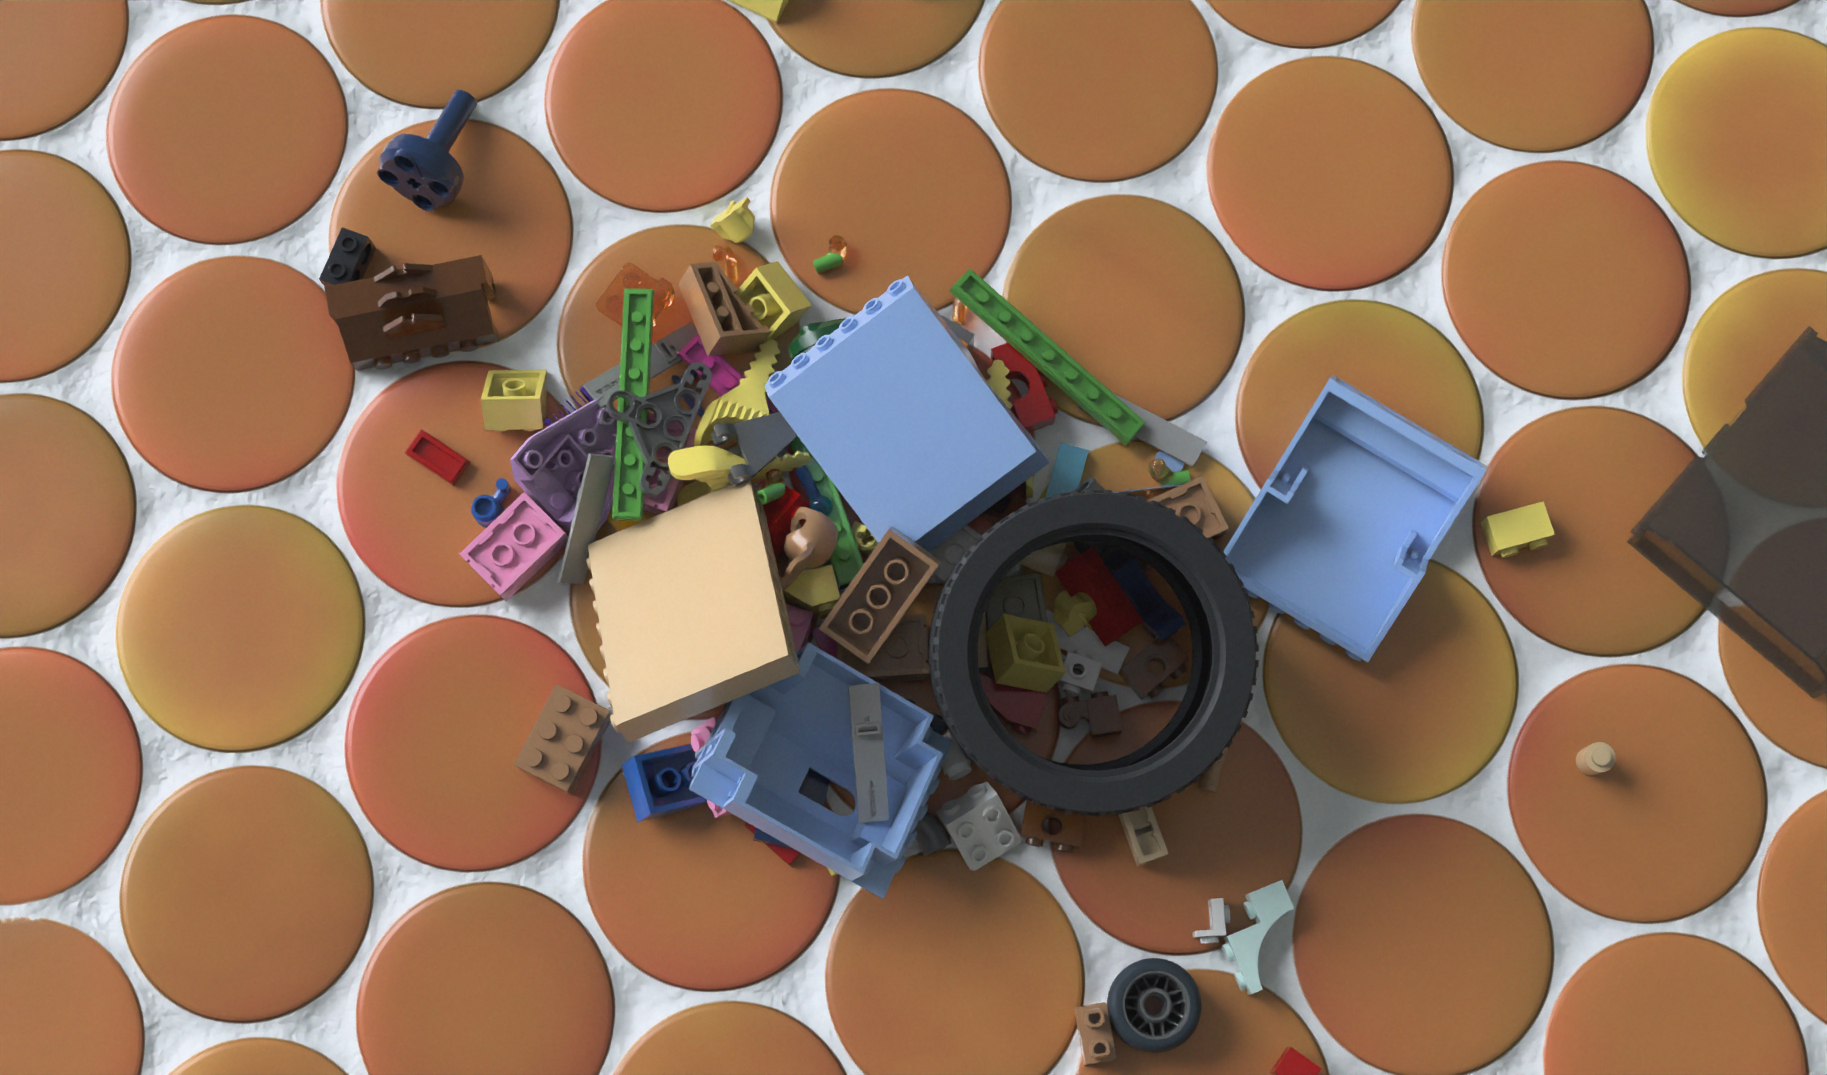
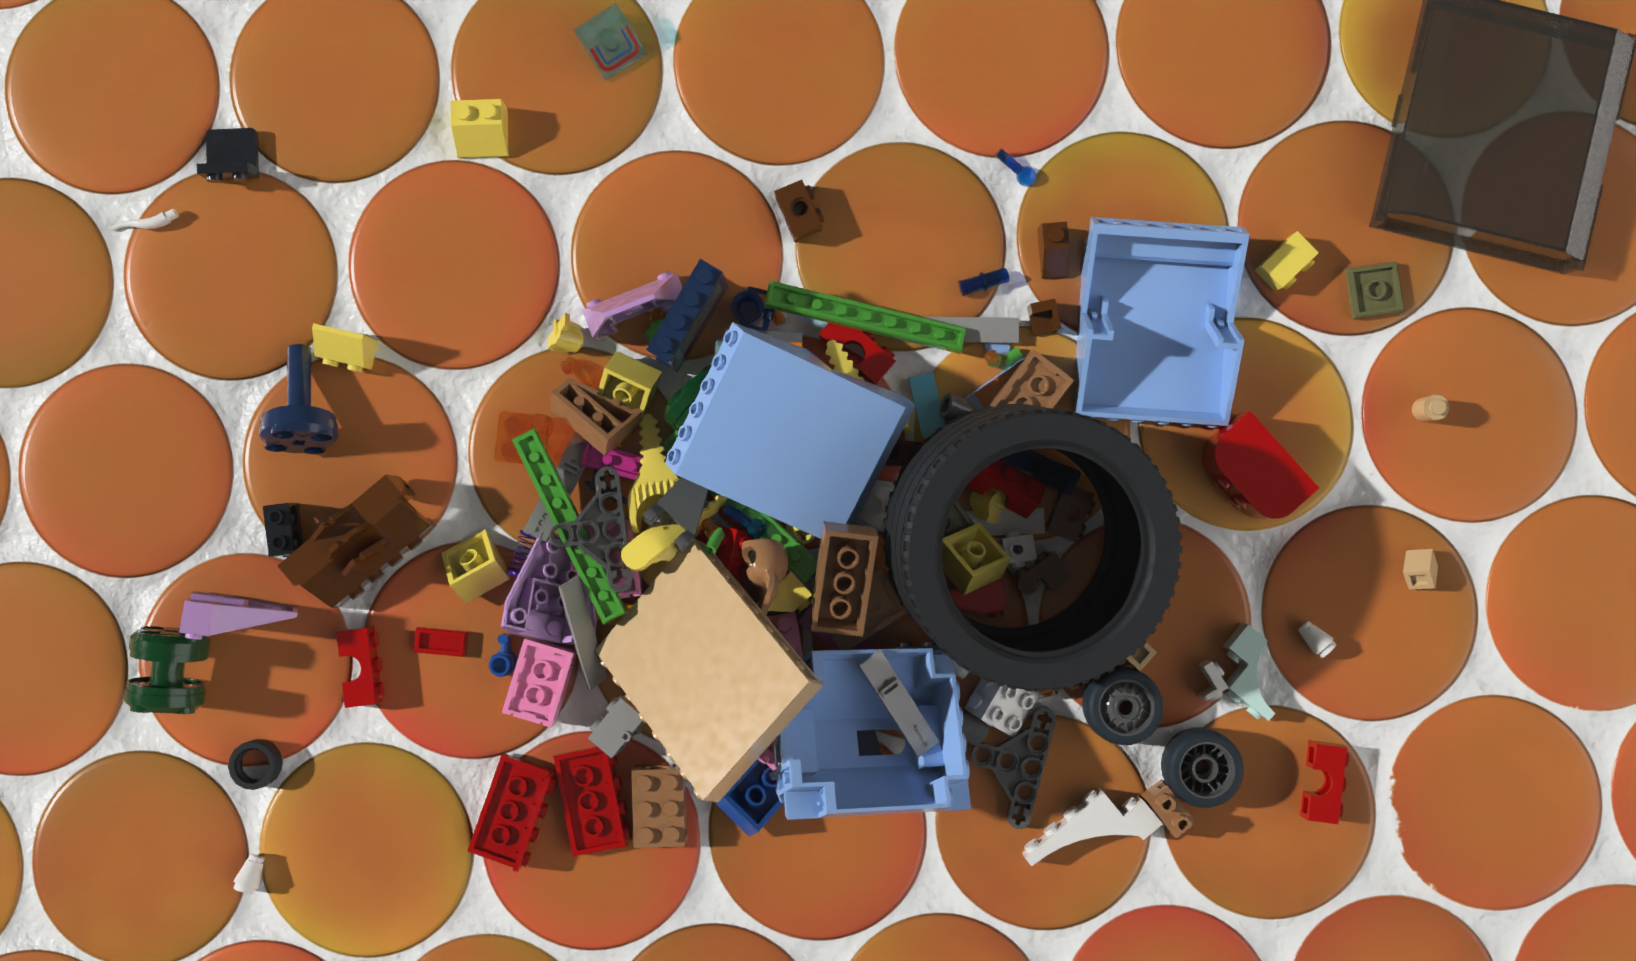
camera: 30 degrees left, 10 degrees up
(110, 587) = (249, 875): none -> white cone
(166, 320) = (166, 687): none -> dark green piece
(171, 460) = (236, 770): none -> black tyre
(240, 306) = (216, 613): none -> lavender wedge
(338, 461) = (362, 645): none -> red arch
(410, 666) = (512, 812): none -> red bracket
(498, 698) = (592, 801): none -> red bracket
(510, 118) = (344, 347): none -> light yellow slope
(568, 631) = (616, 728): none -> light grey brick
(860, 227) = (604, 315): none -> lavender wedge
(869, 259) = (688, 315): none -> dark blue panel
(935, 286) = (750, 309): none -> clear blue piece
(971, 890) = (1015, 775): none -> dark grey beam
(1011, 1000) = (1091, 819): none -> white arch
(1038, 203) = (799, 225): none -> reddish brown brick
(1086, 912) = (1102, 703): none -> wheel
(1190, 387) = (983, 281): none -> clear blue axle
(1233, 454) = (1044, 317): none -> reddish brown panel
(1279, 392) = (1053, 249): none -> reddish brown slope
(1290, 305) = (1024, 174): none -> clear blue bar
(1349, 939) = (1317, 639): none -> white cone
(1373, 722) = (1255, 469): none -> red brick
(1500, 924) = (1420, 569): none -> tan panel
(1598, 608) = (1374, 290): none -> olive tile

